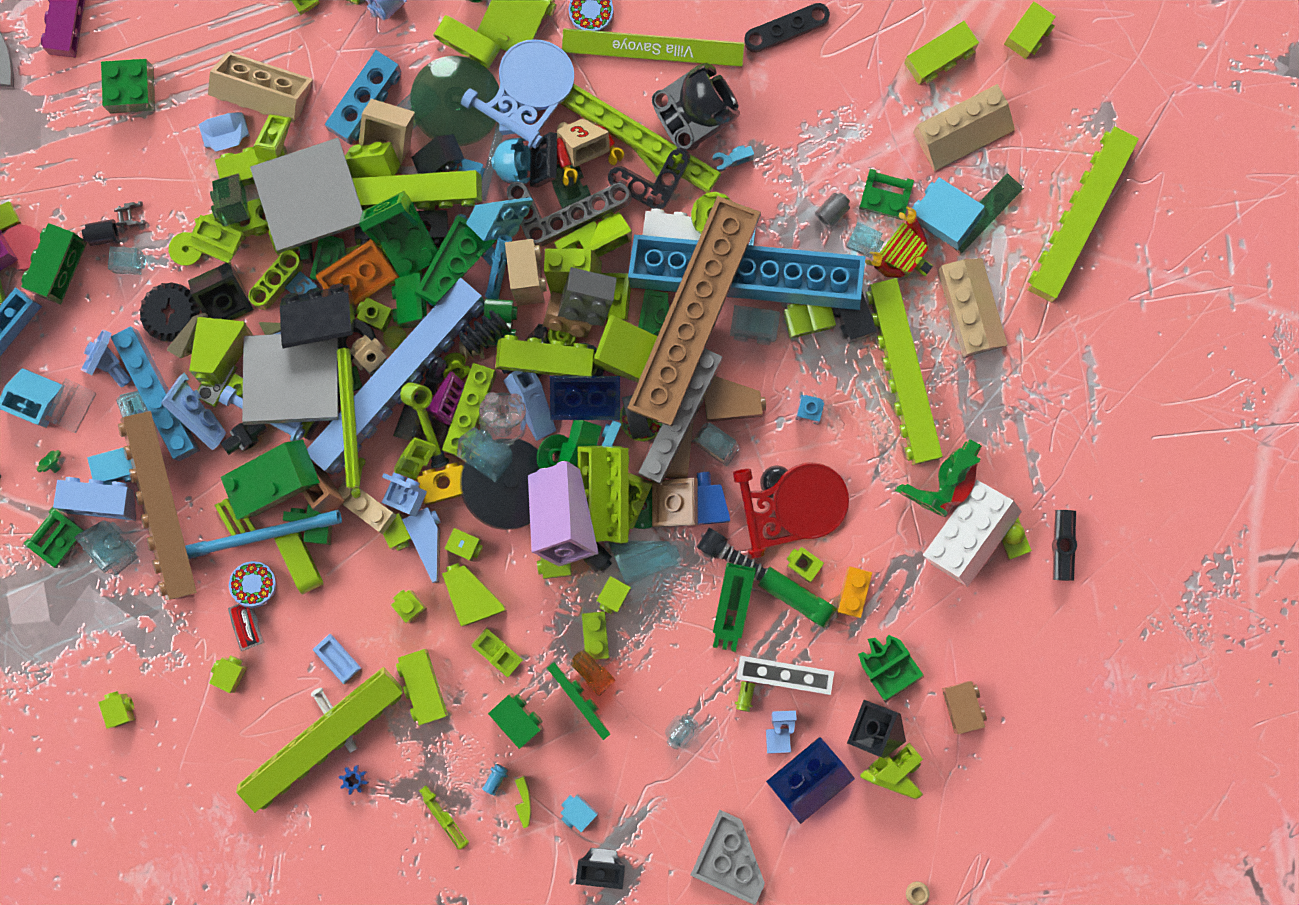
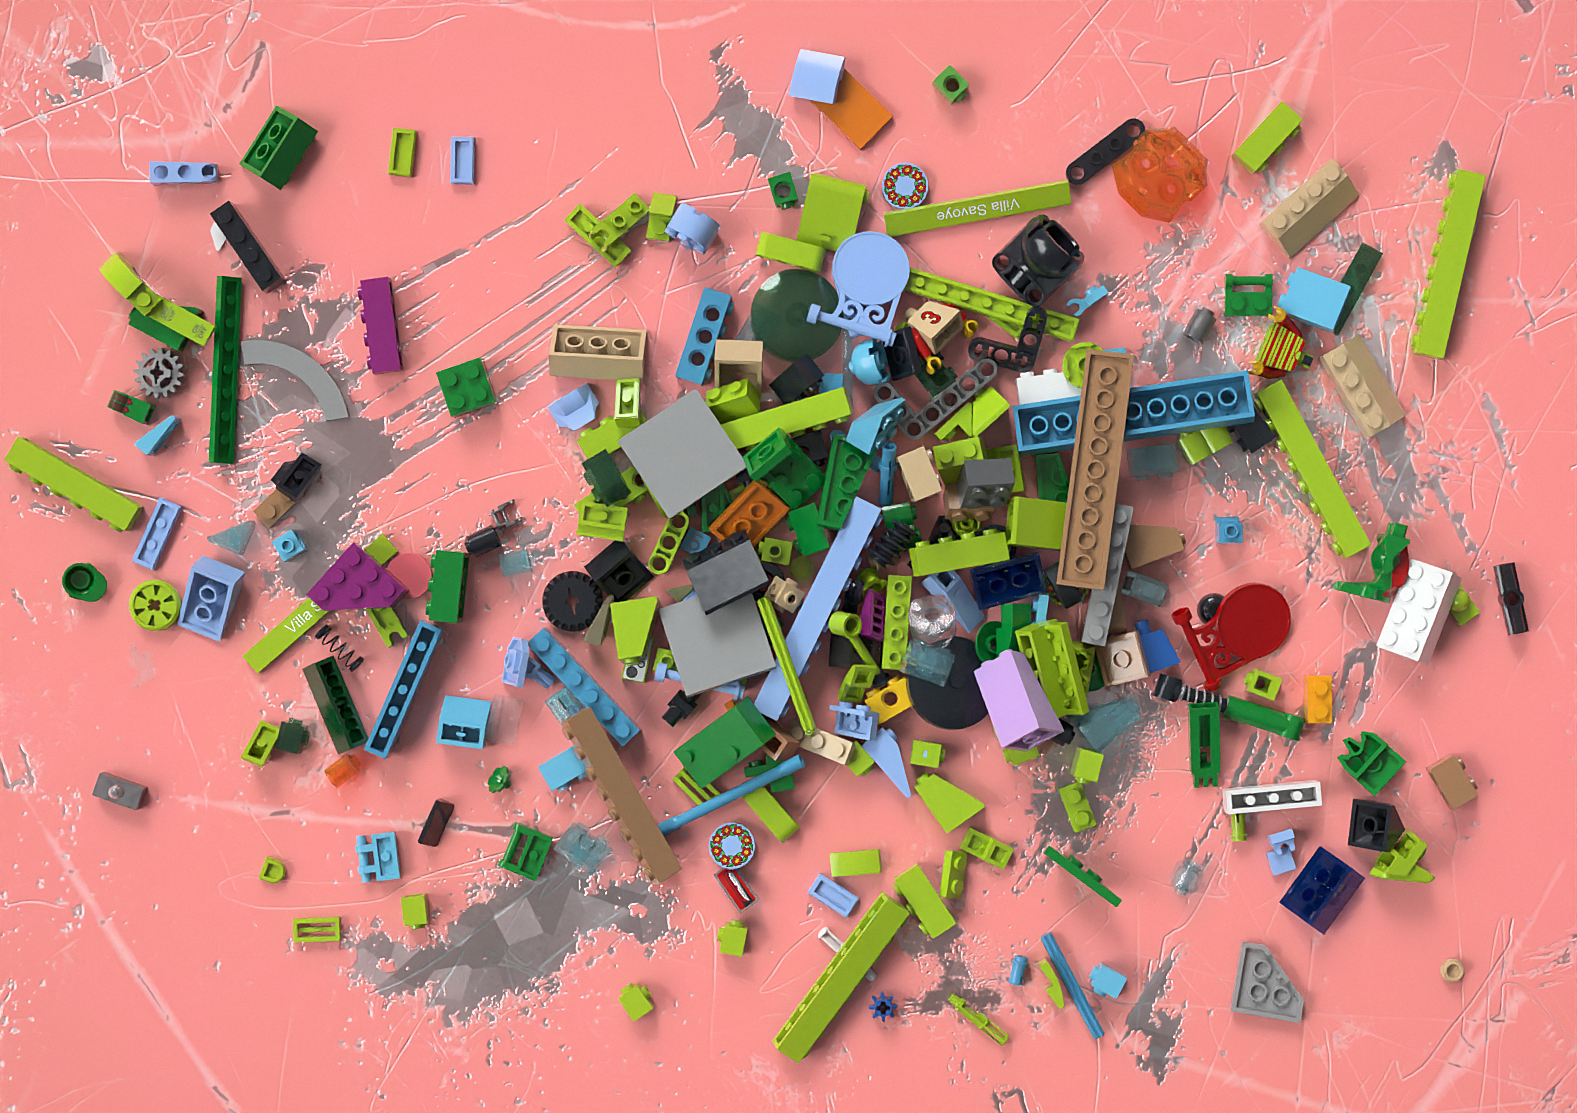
camera: 15 degrees left, 5 degrees up
(95, 499) = (558, 805): light blue slope -> none
(180, 252) = (566, 537): lime piece -> none
(186, 406) = (621, 693): light blue wing -> none
(367, 632) = (855, 862): none -> lime slope
(408, 605) = (889, 826): lime brick -> none
(457, 668) = (953, 874): none -> lime plate
(516, 719) = (1025, 909): green brick -> none
(543, 809) = (1072, 985): none -> dark azure axle
(595, 675) = (1088, 845): clear orange piece -> none
(600, 869) = (1143, 1027): black slope -> none
(817, 67) = (1147, 187): none -> clear orange brick
(865, 240) = (1239, 348): clear light blue brick -> none
(1030, 29) = (1350, 91): lime brick -> none

